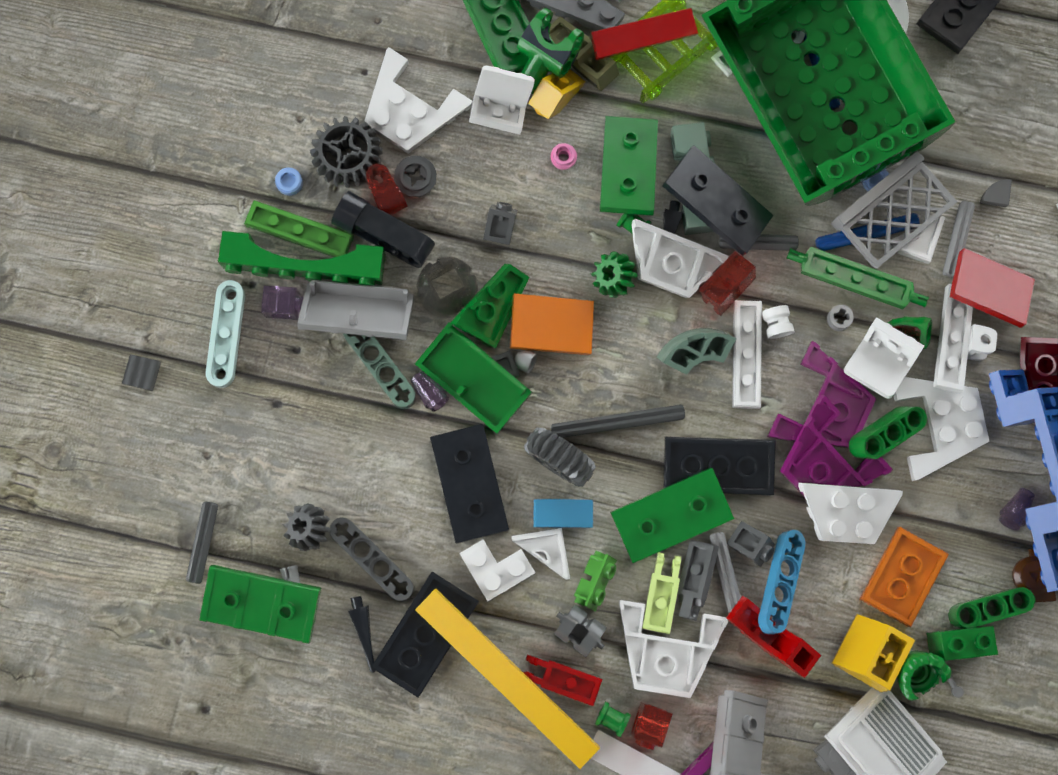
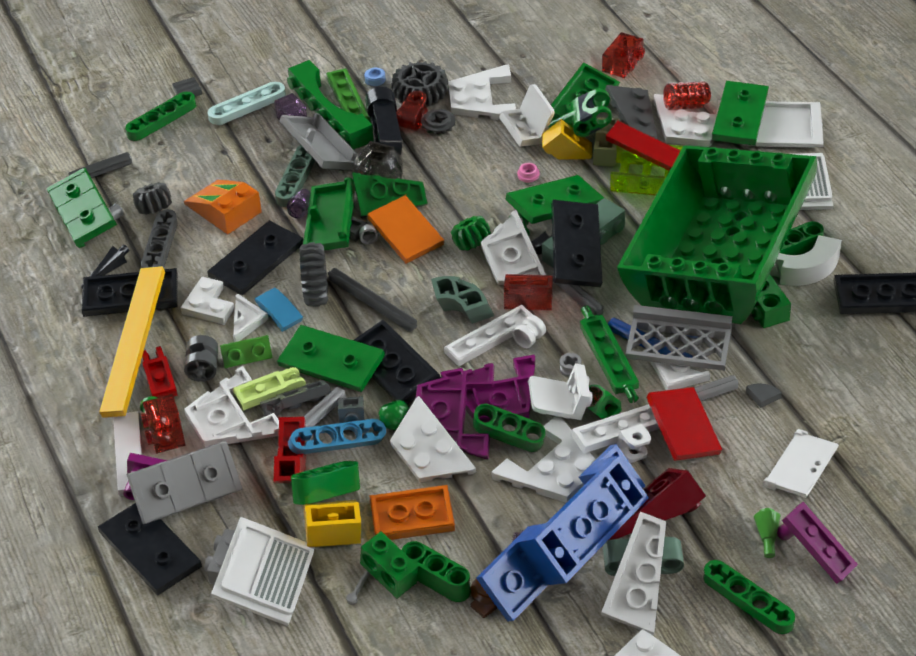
camera: 55 degrees right, 35 degrees down
(164, 429) = (141, 128): none -> green beam
(364, 461) = (226, 204): none -> orange slope
(500, 223) = (448, 168): dark grey bracket -> none
(789, 512) = (393, 414): none -> green piece
(841, 643) = (325, 482): none -> green beam
(921, 673) = (339, 549): green hair -> none

